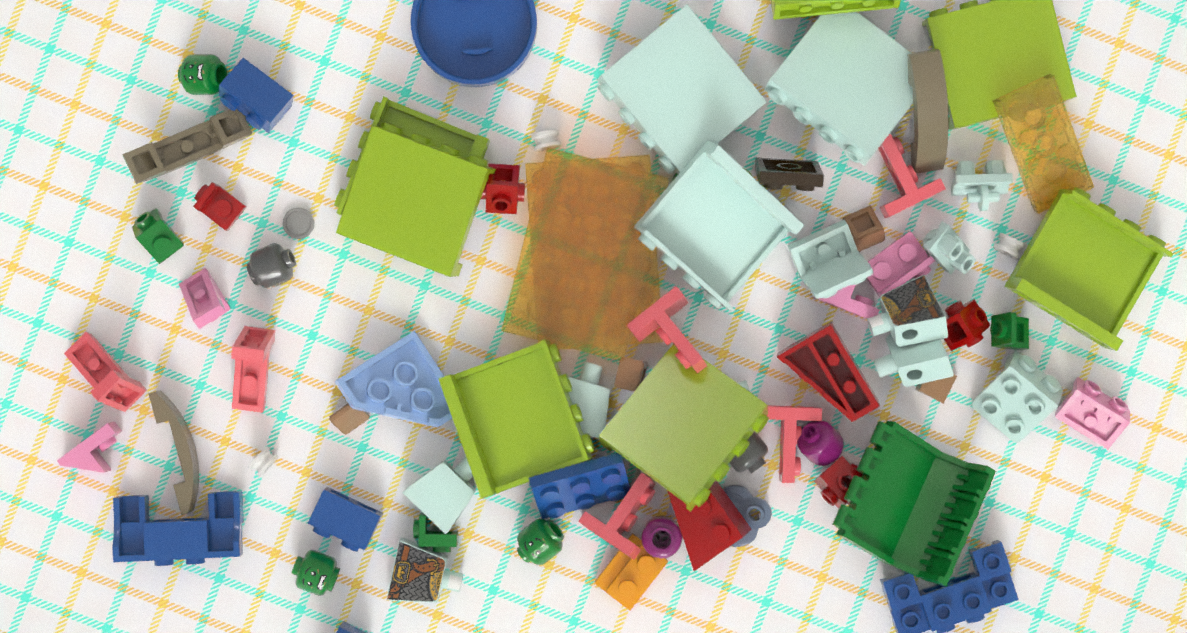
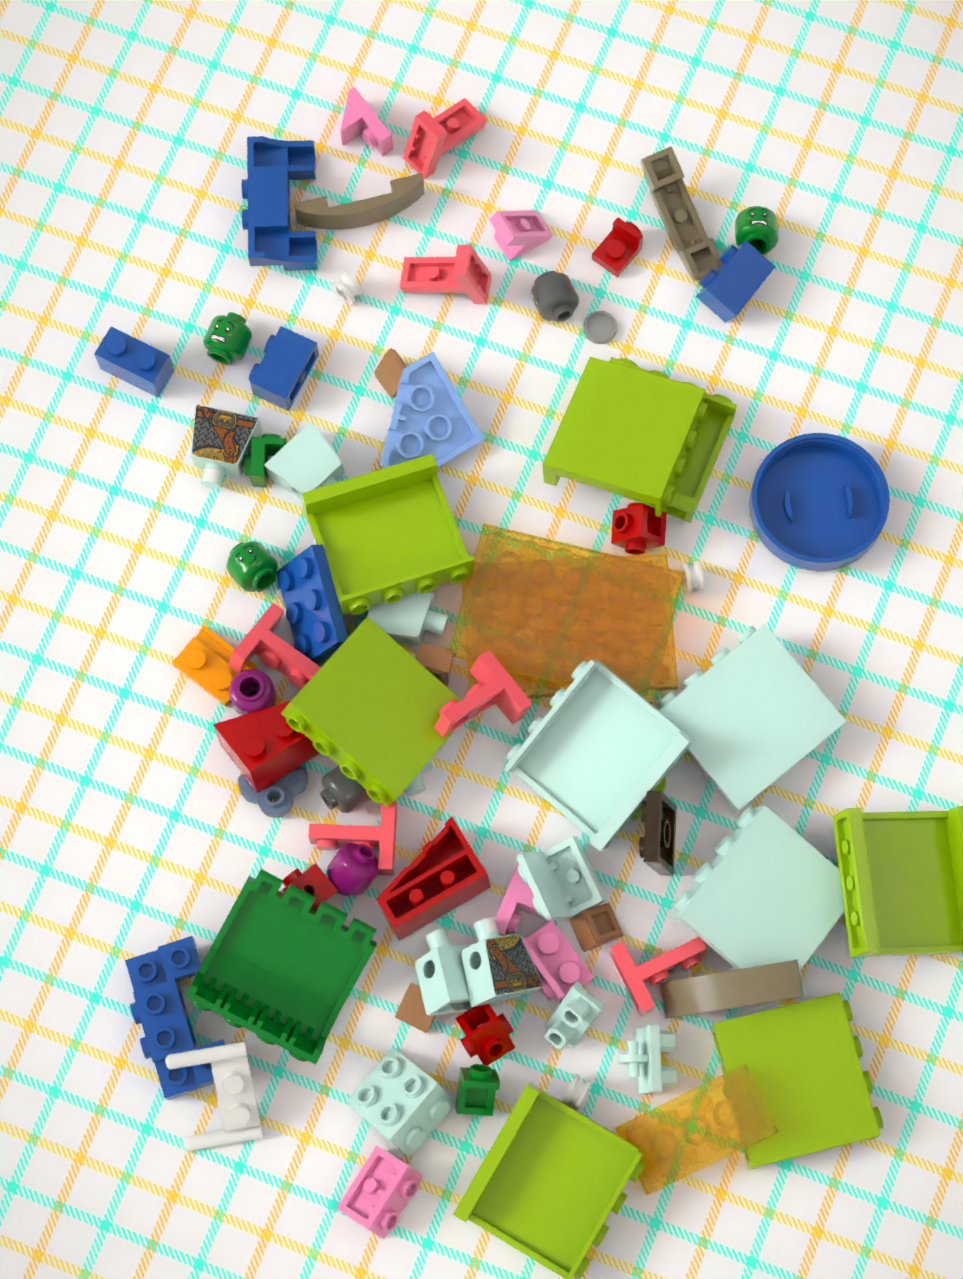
camera: 90 degrees right, 15 degrees down
(156, 235) = (586, 186): green bracket -> none
(1015, 540) = (234, 1093): none -> white plate

